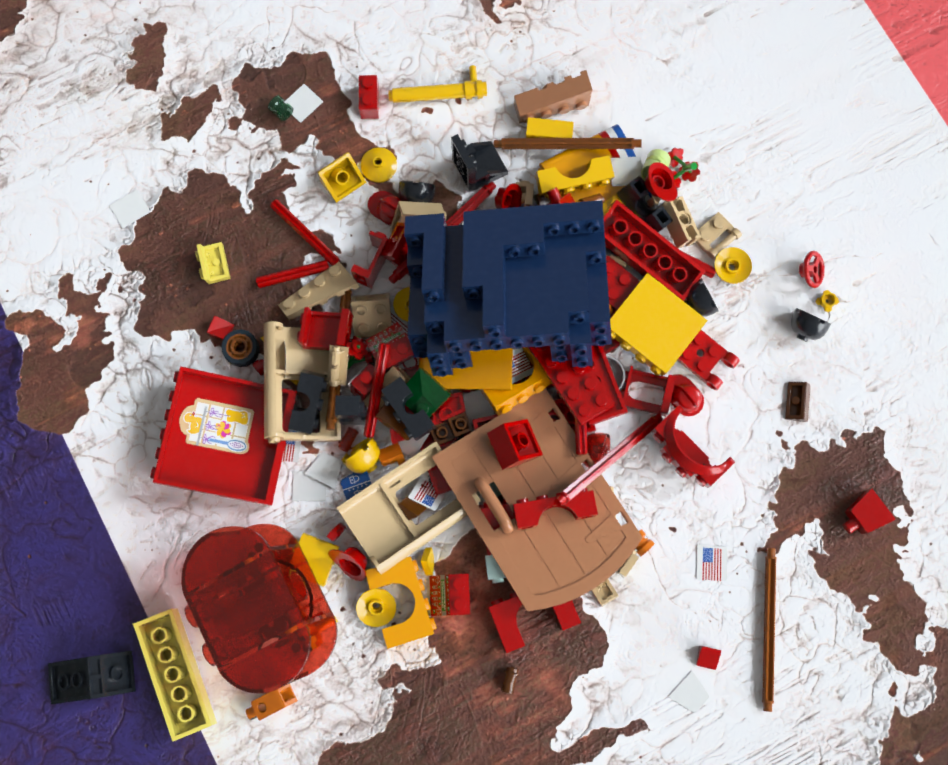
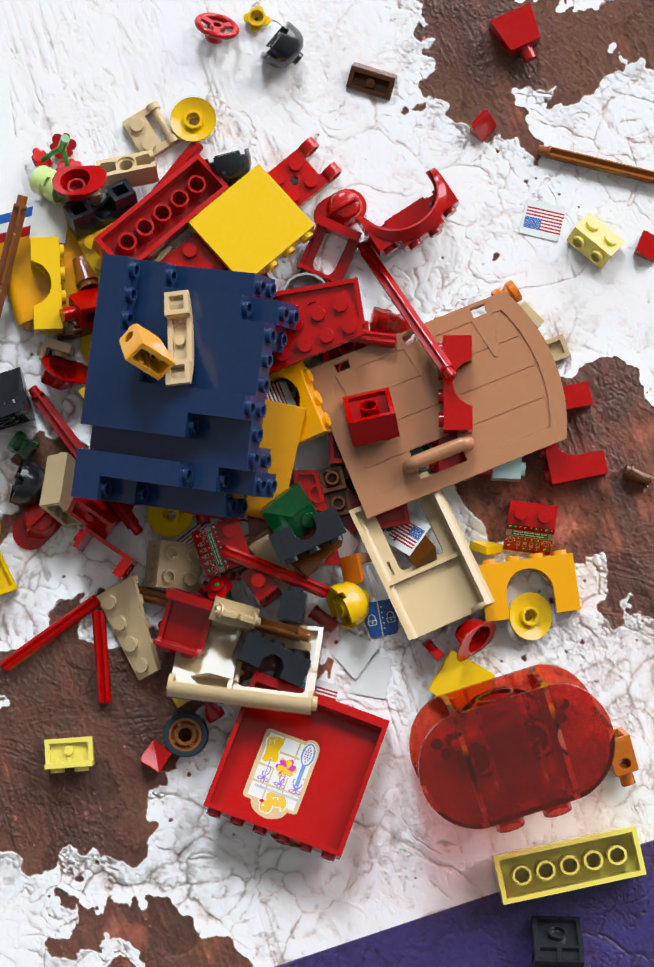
camera: 75 degrees left, 5 degrees up
(446, 185) = (23, 446): none -> clear green wheel
(525, 241) = (139, 345): none -> light orange torso
(543, 271) = (180, 337): none -> tan slope
(703, 610) = (594, 240): none -> light yellow bracket
(780, 498) = (482, 126): none -> red slope

